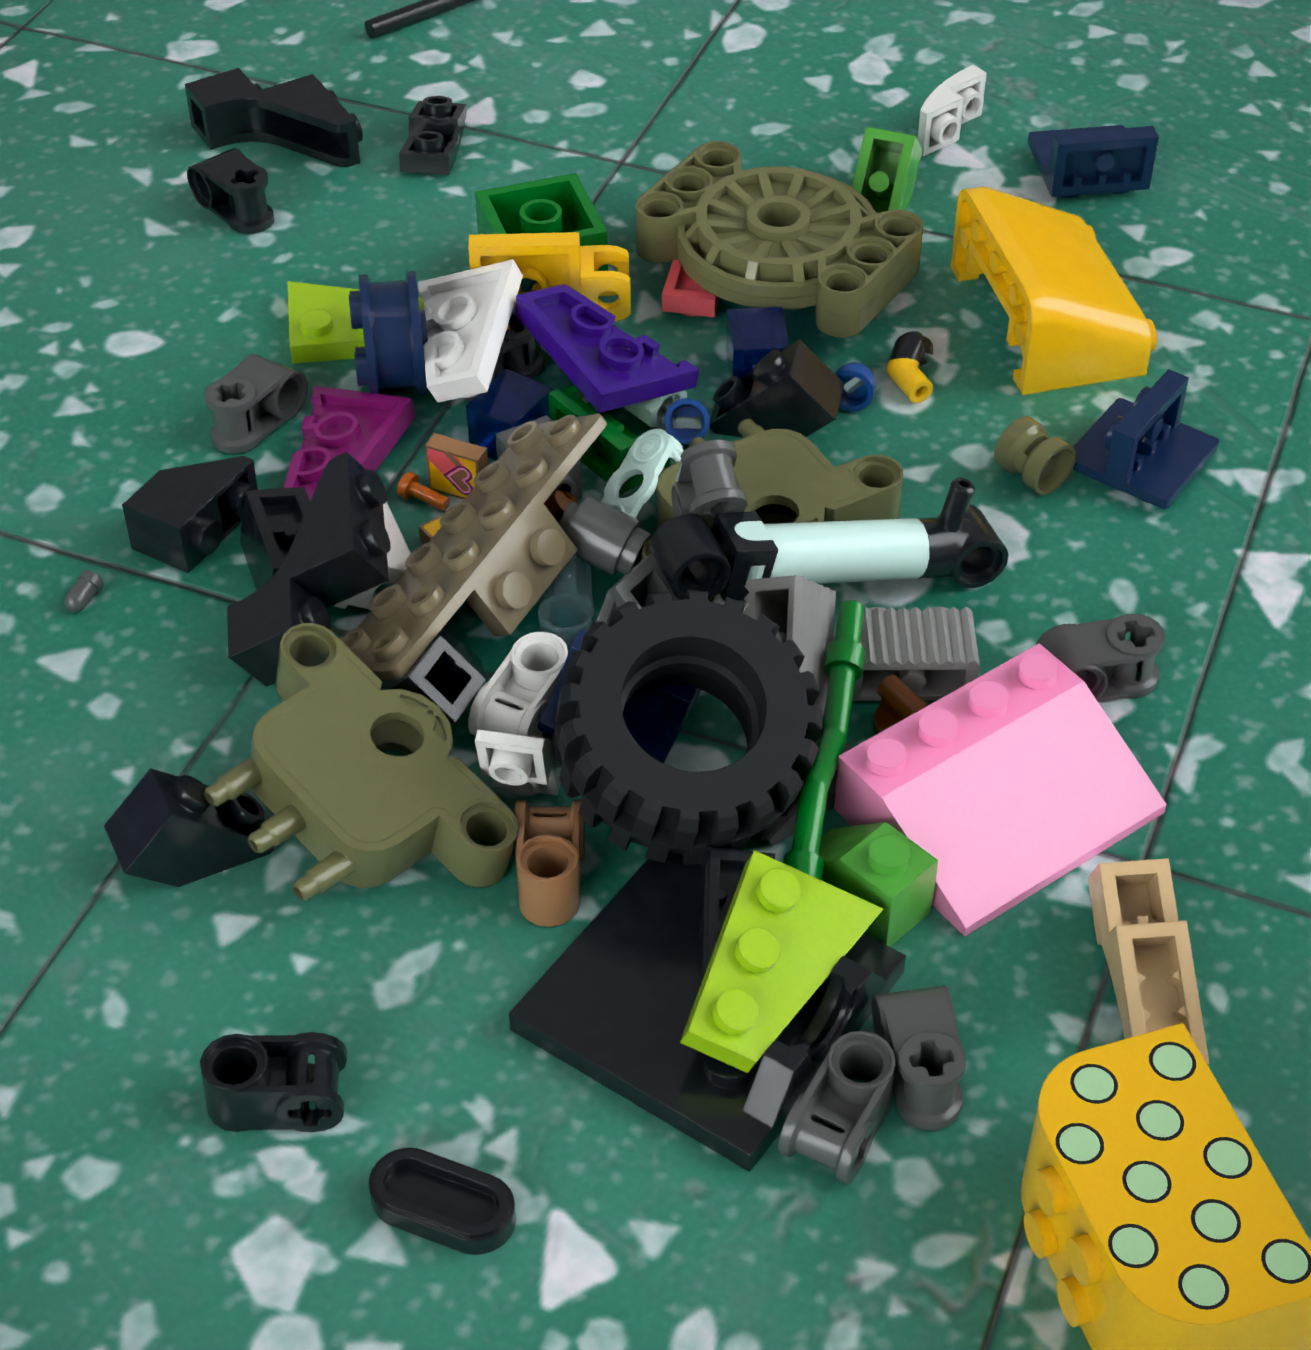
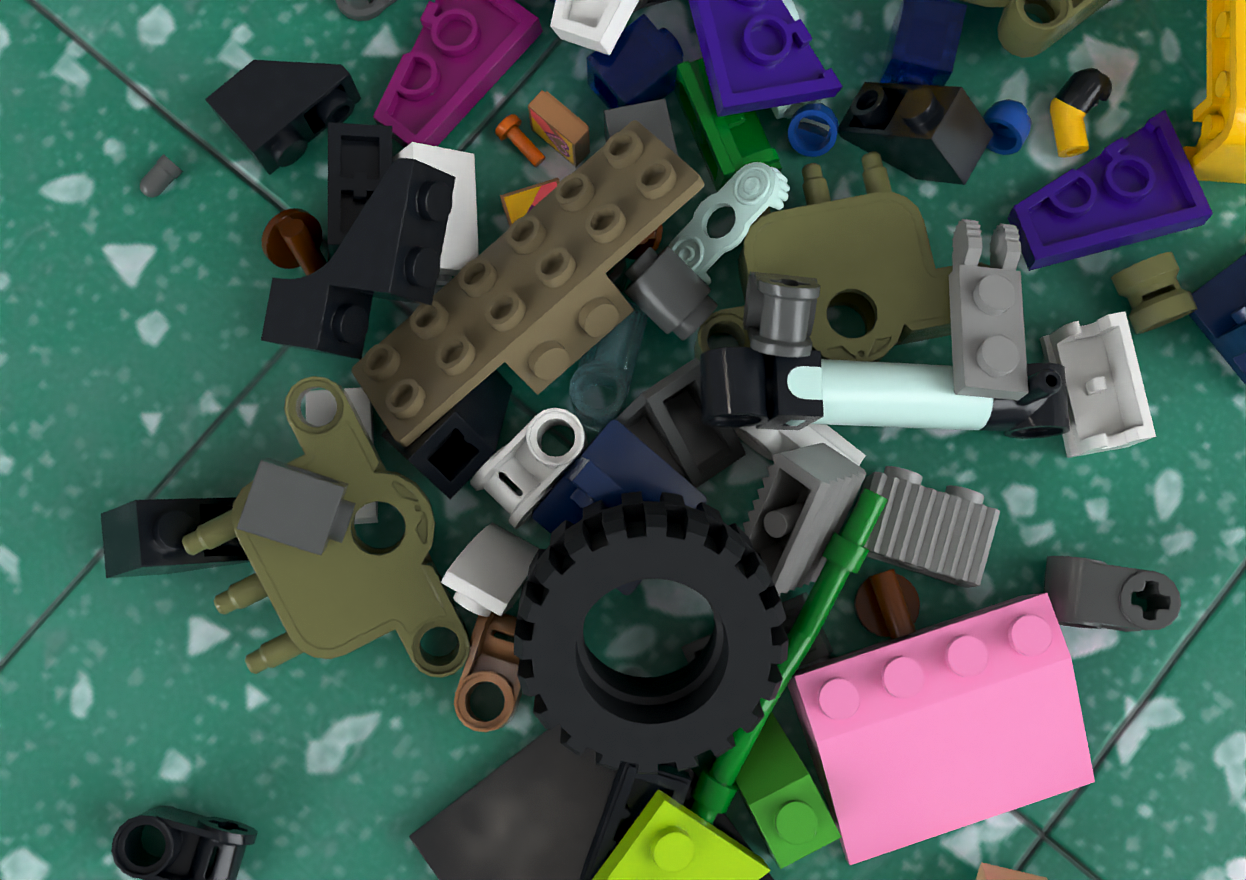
camera: 15 degrees right, 35 degrees up
(226, 588) = (294, 241): none -> reddish brown plate
(320, 704) = (296, 507): none -> dark grey brick
(892, 472) = (987, 314): none -> light grey hinge
(967, 411) = (1119, 198): none -> dark purple wing
(1029, 523) = (1102, 385): none -> white hinge

